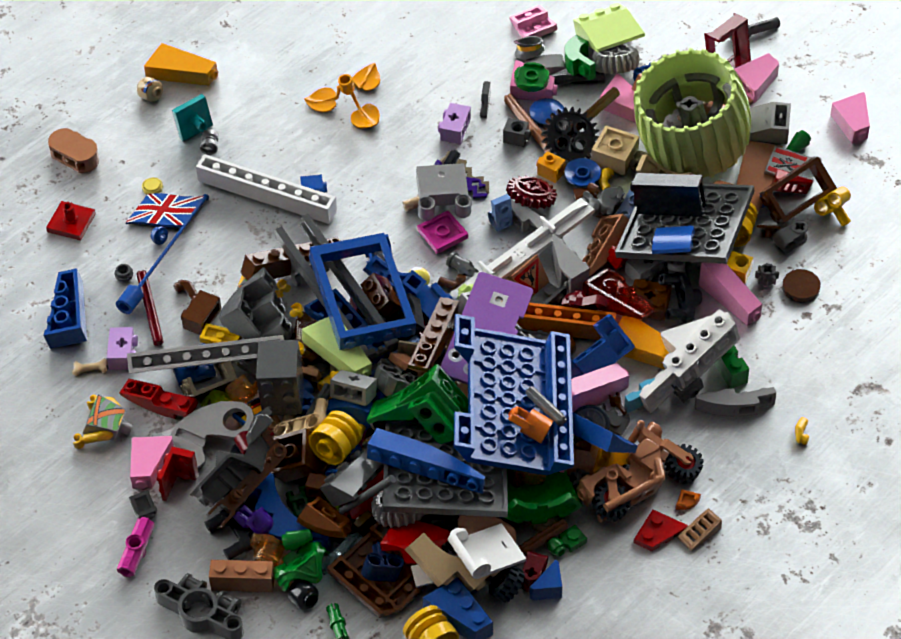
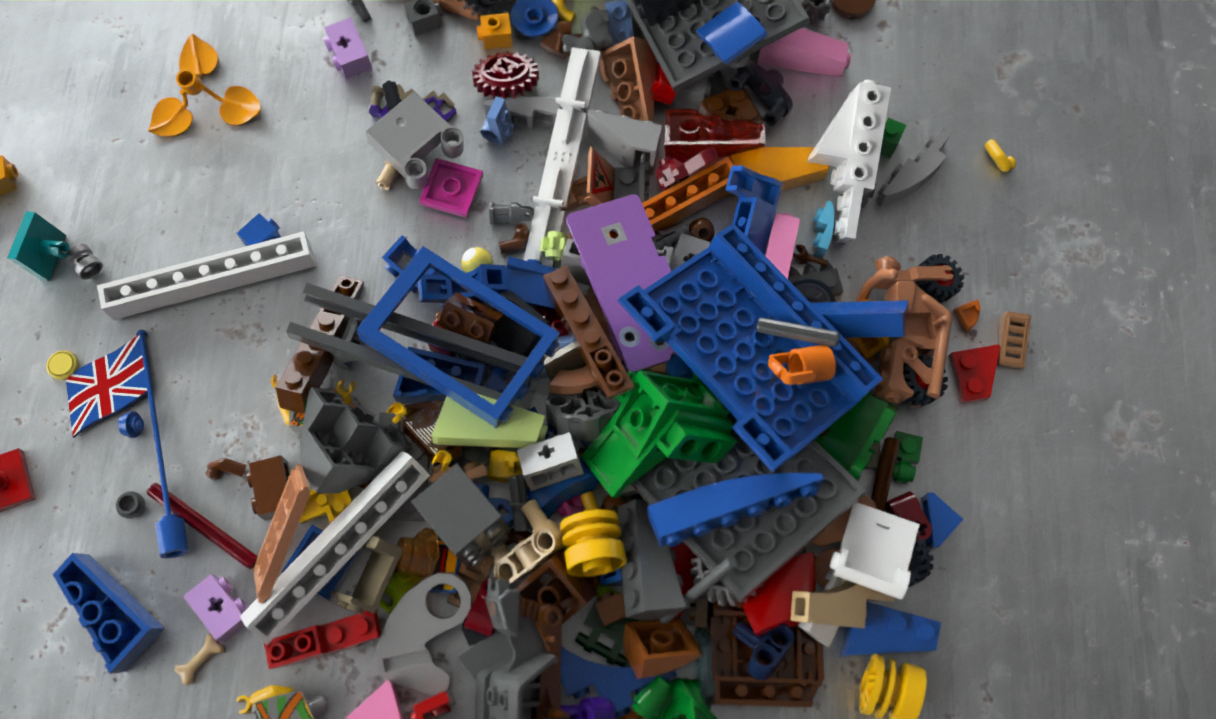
camera: 45 degrees left, 20 degrees up
(184, 325) = (280, 532): none -> nougat piece

